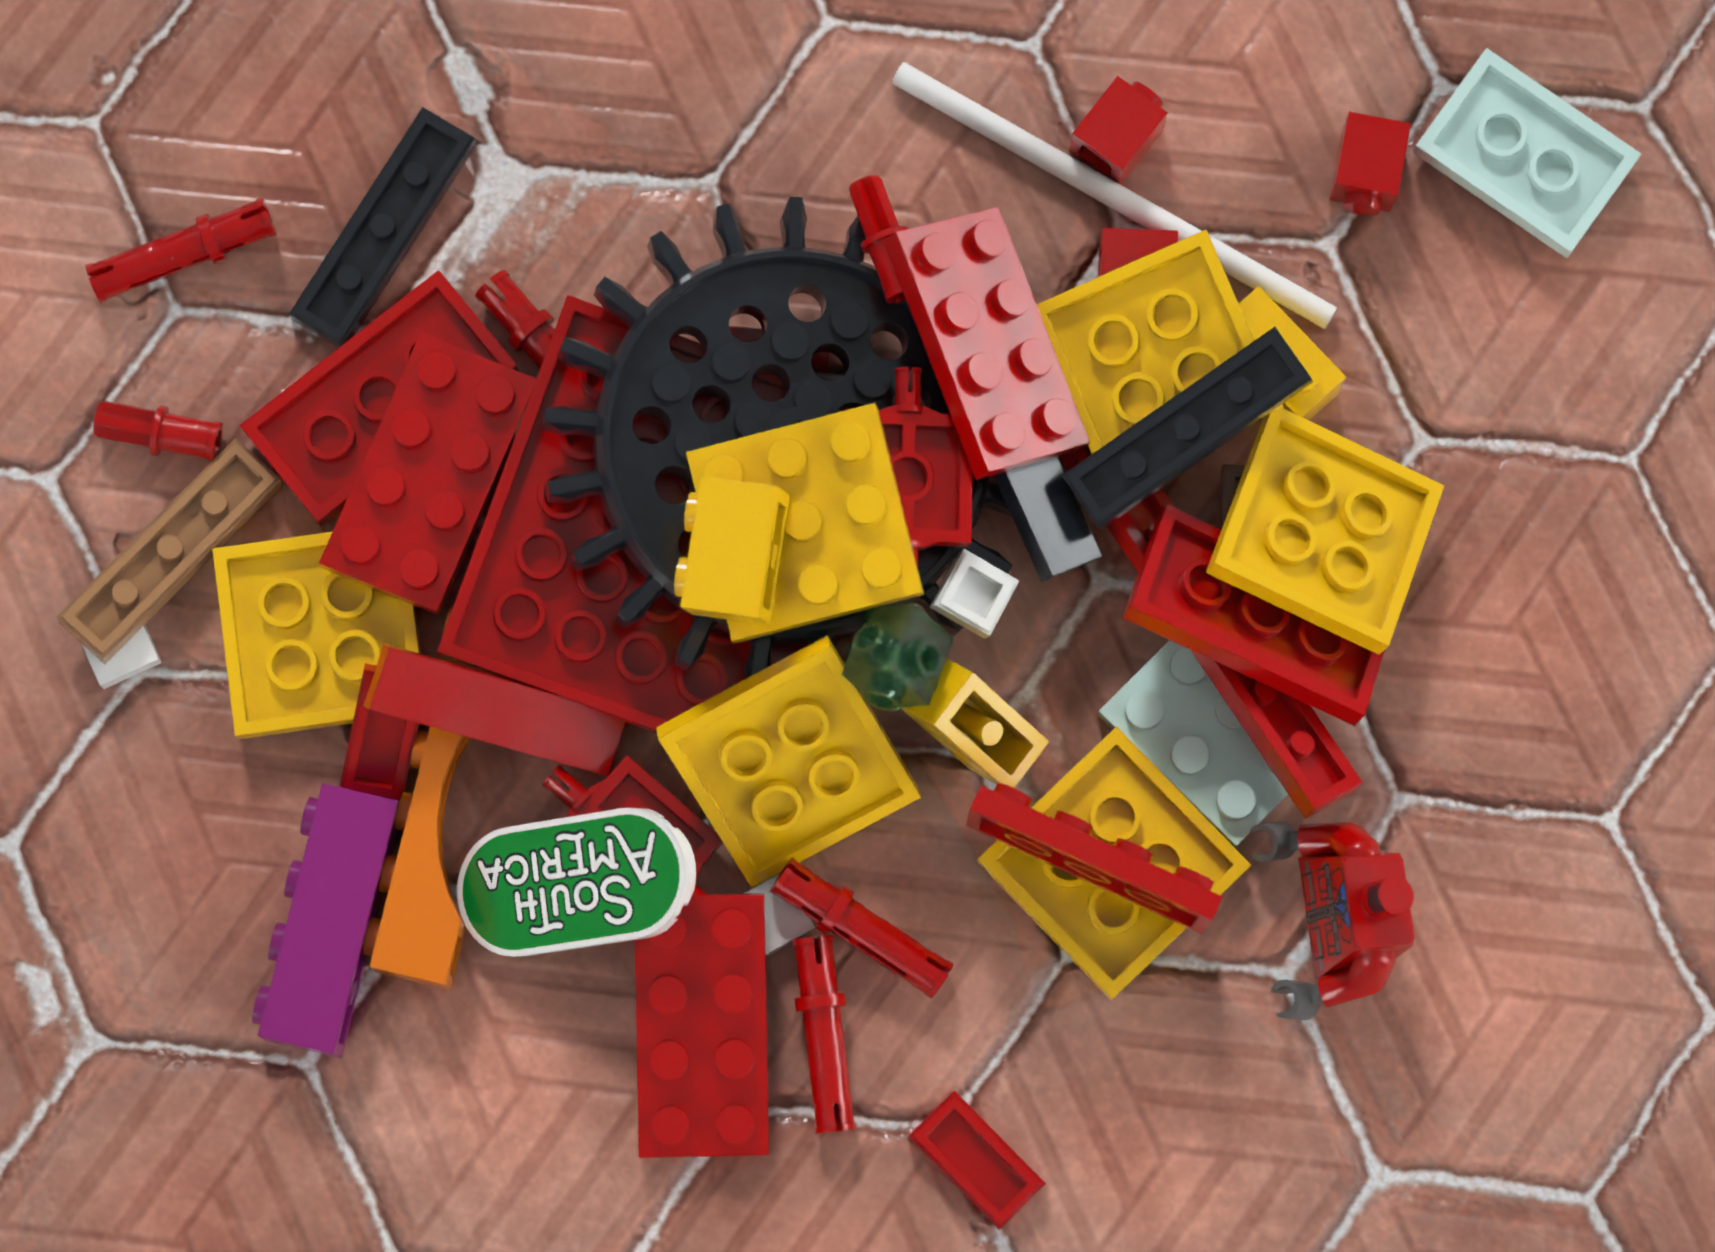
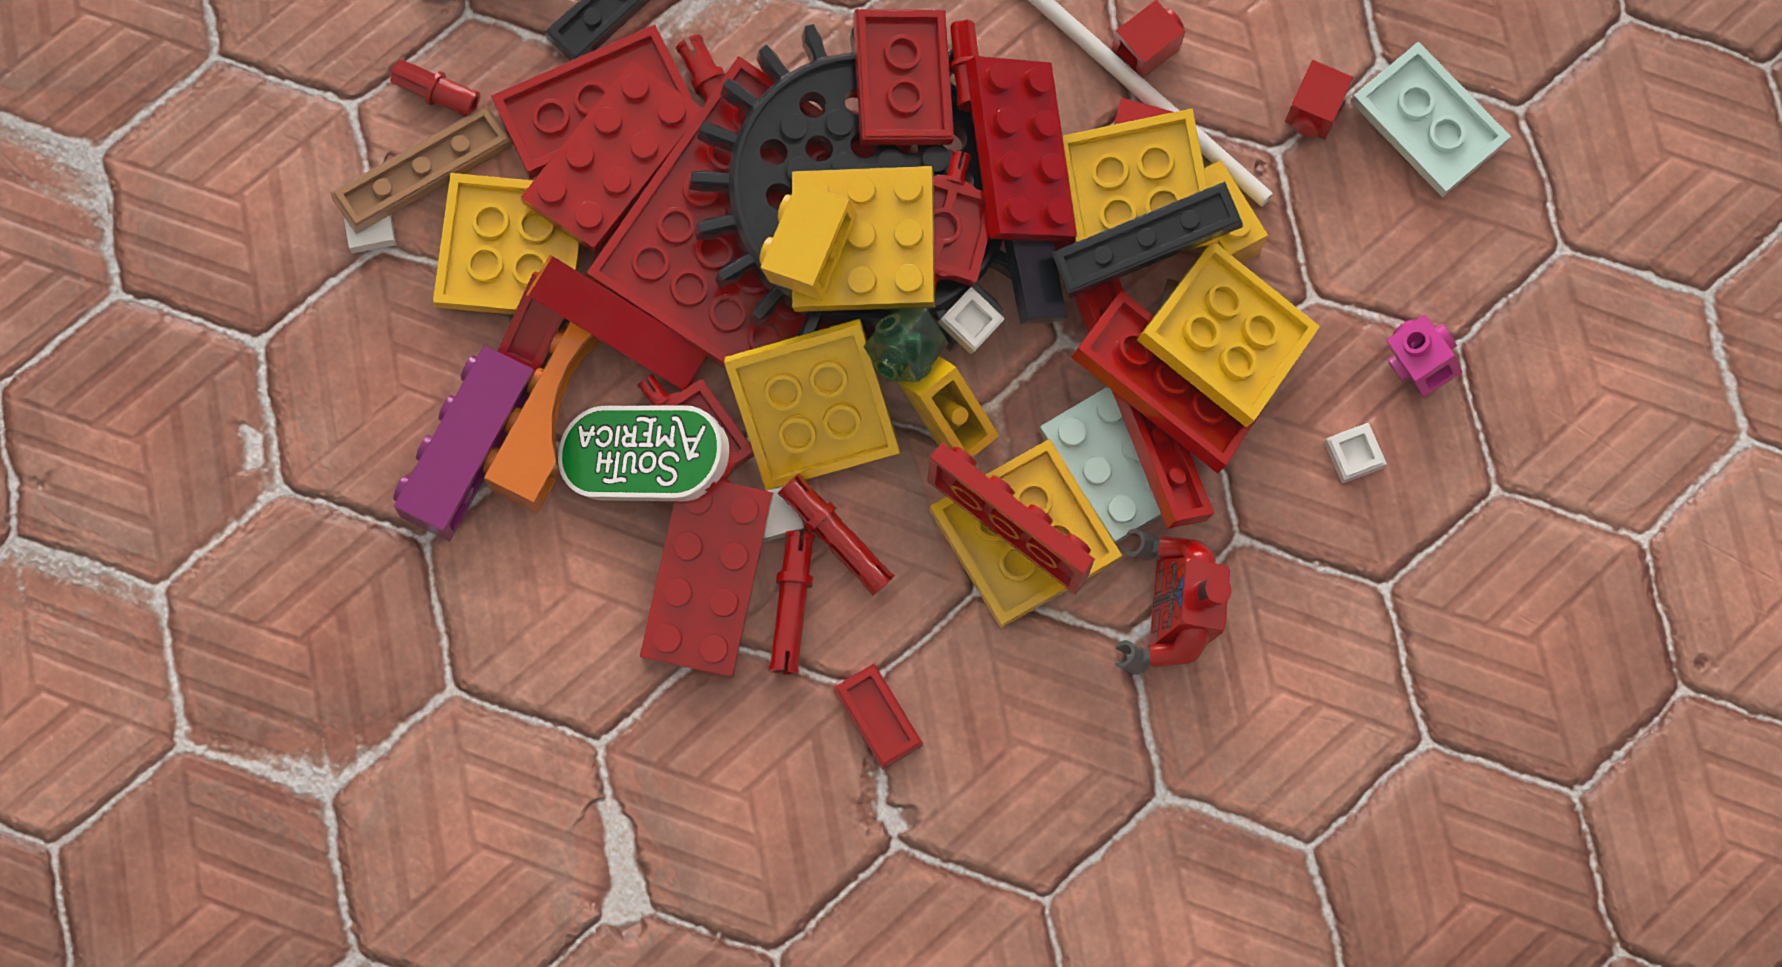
camera: 10 degrees right, 5 degrees down
(802, 277) = (903, 77): none -> red tile
(1529, 644) = (1355, 453): none -> white tile
(1591, 490) = (1423, 354): none -> dark pink brick

